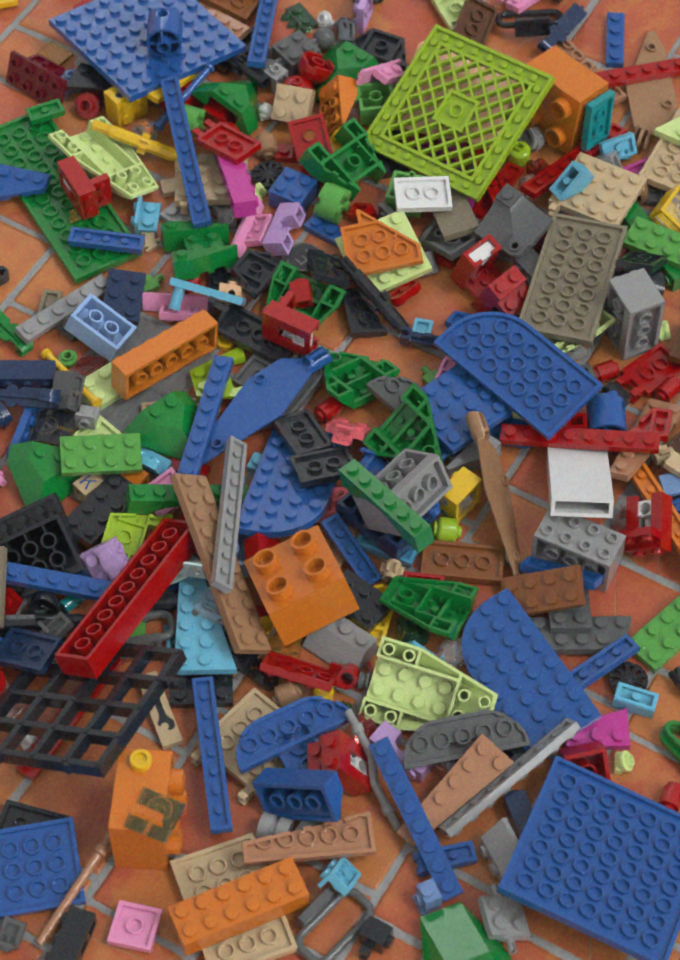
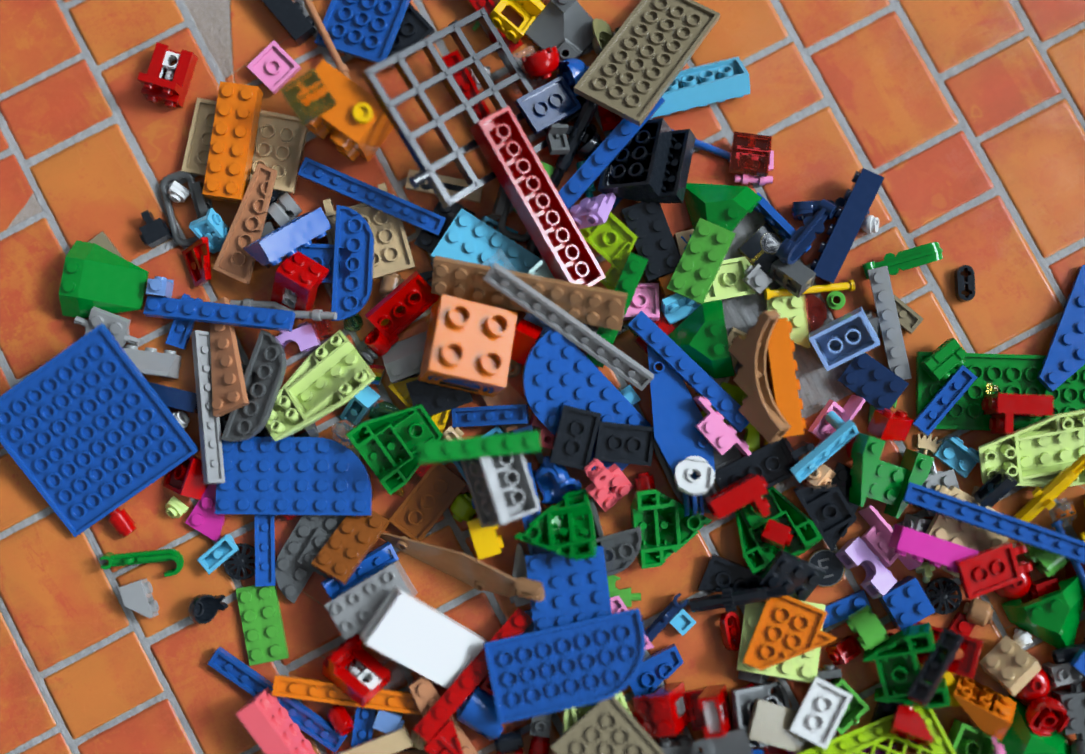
camera: 120 degrees right, 30 degrees up
(71, 255) = (944, 359): none -> green brick
(153, 264) = (890, 424): none -> red brick
(158, 174) = (995, 489): none -> black panel
(200, 351) = (752, 378): none -> medium nougat arch
(243, 372) = (717, 432): none -> bright pink bracket
(302, 370) = (686, 483): none -> white plate
(321, 940) = (178, 192): none -> white plate
(331, 136) = (935, 667): none -> black hinge
(377, 876) = (198, 261): none -> red wing
(388, 136) = (910, 725): none -> red slope

